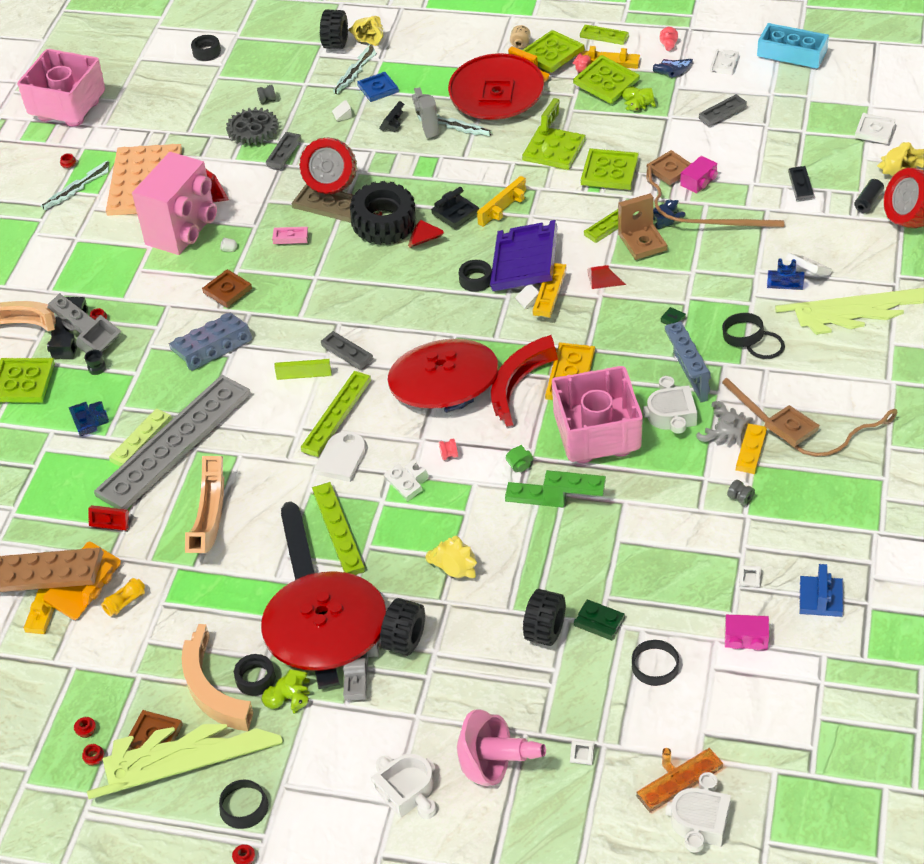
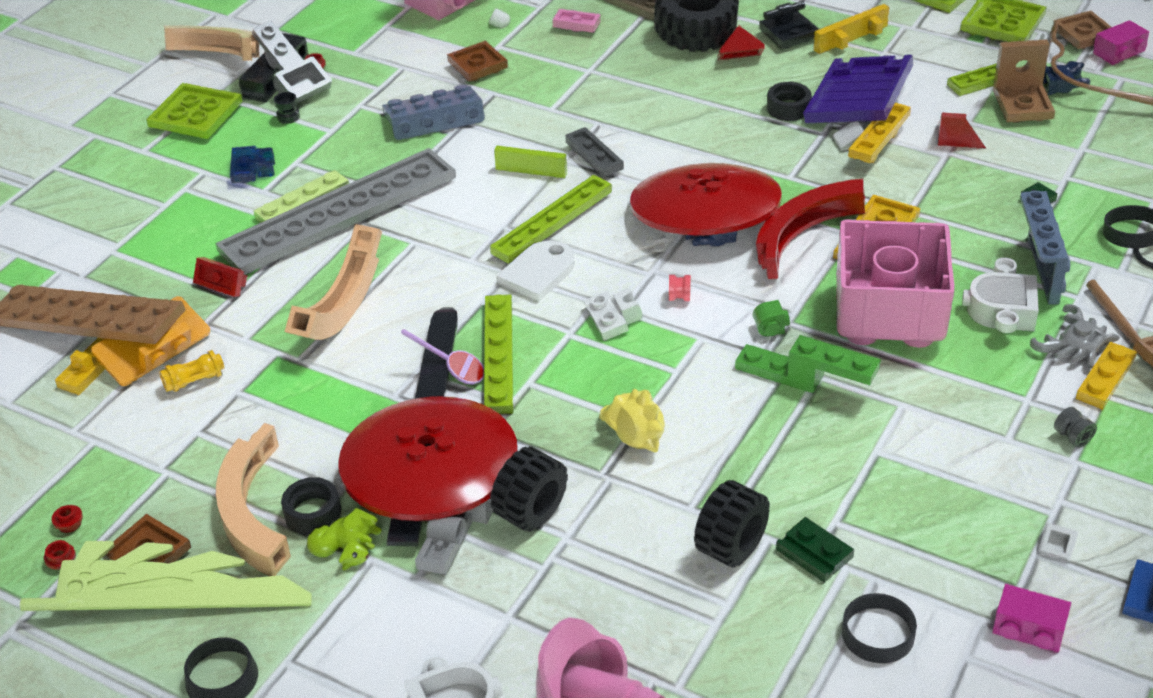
camera: 15 degrees right, 5 degrees down
(316, 544) = (460, 364): none -> piece

